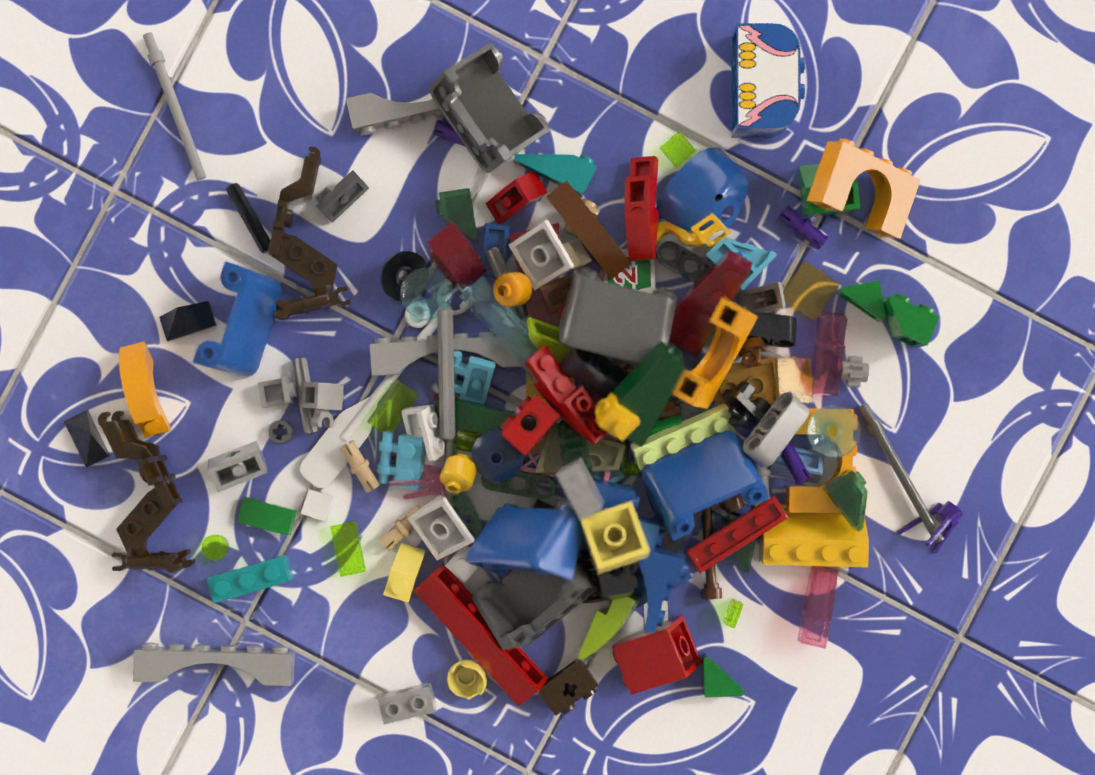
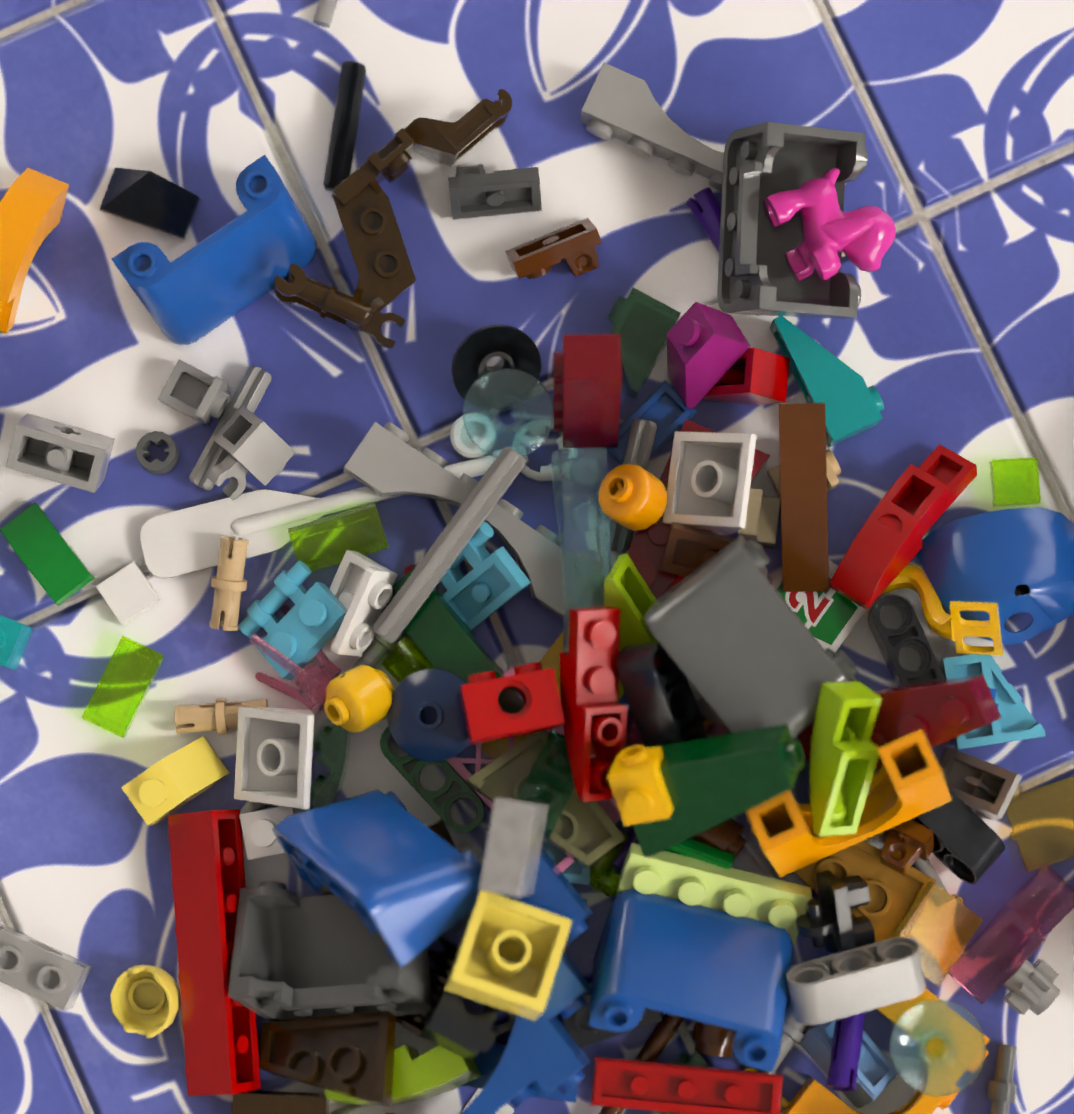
camera: 40 degrees right, 5 degrees down
(394, 193) = (572, 243): none -> reddish brown hinge
(492, 197) = (702, 351): none -> magenta slope
(524, 90) = (860, 234): none -> dark pink animal
(569, 638) = (334, 1053): none -> dark brown wing
(695, 335) = (842, 756): none -> lime slope

